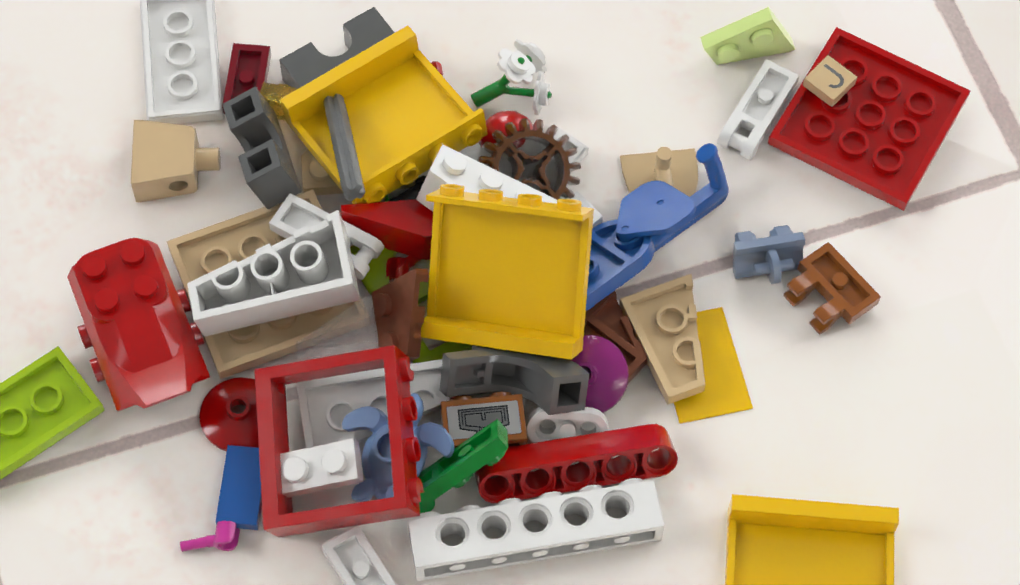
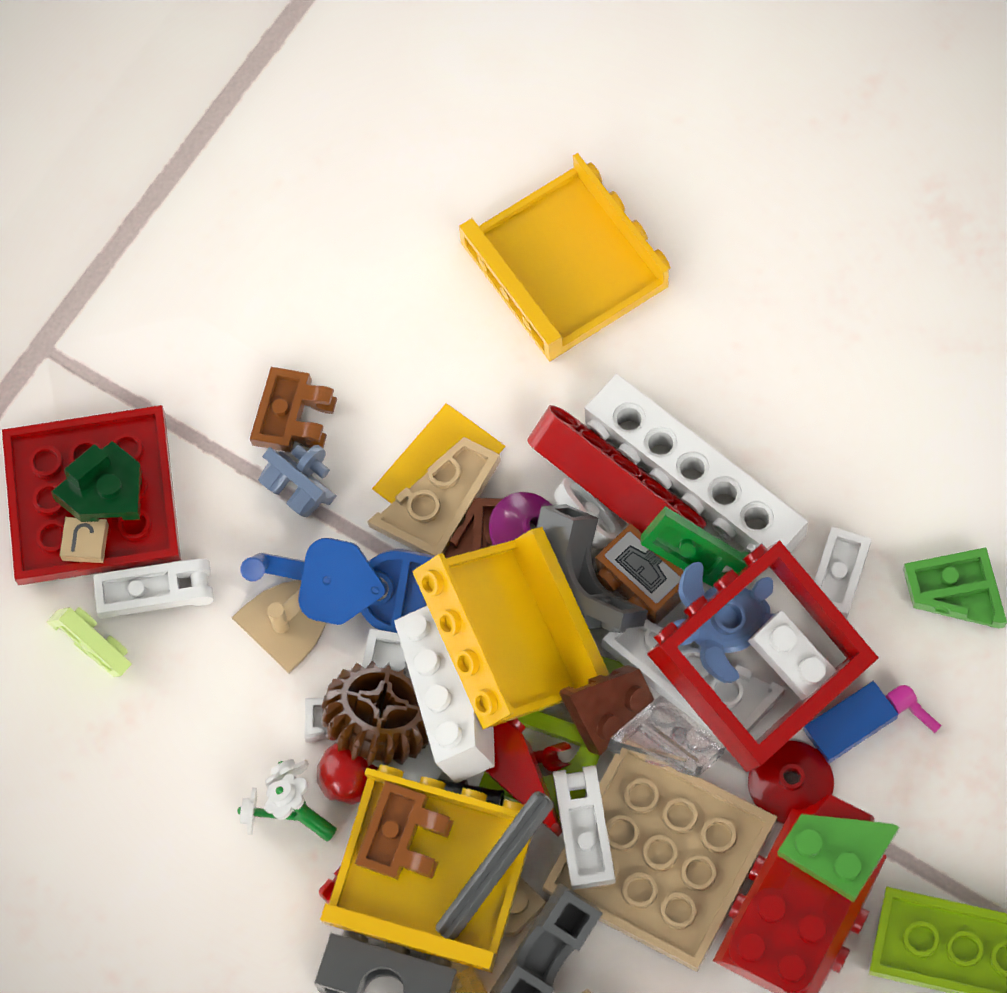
camera: 120 degrees left, 5 degrees up
(141, 357) = (837, 850): none -> bright green wing
(278, 281) = (668, 809): white wedge -> none
(425, 102) = (393, 830): none -> dark orange plate
(863, 113) = (101, 485): none -> dark green plate

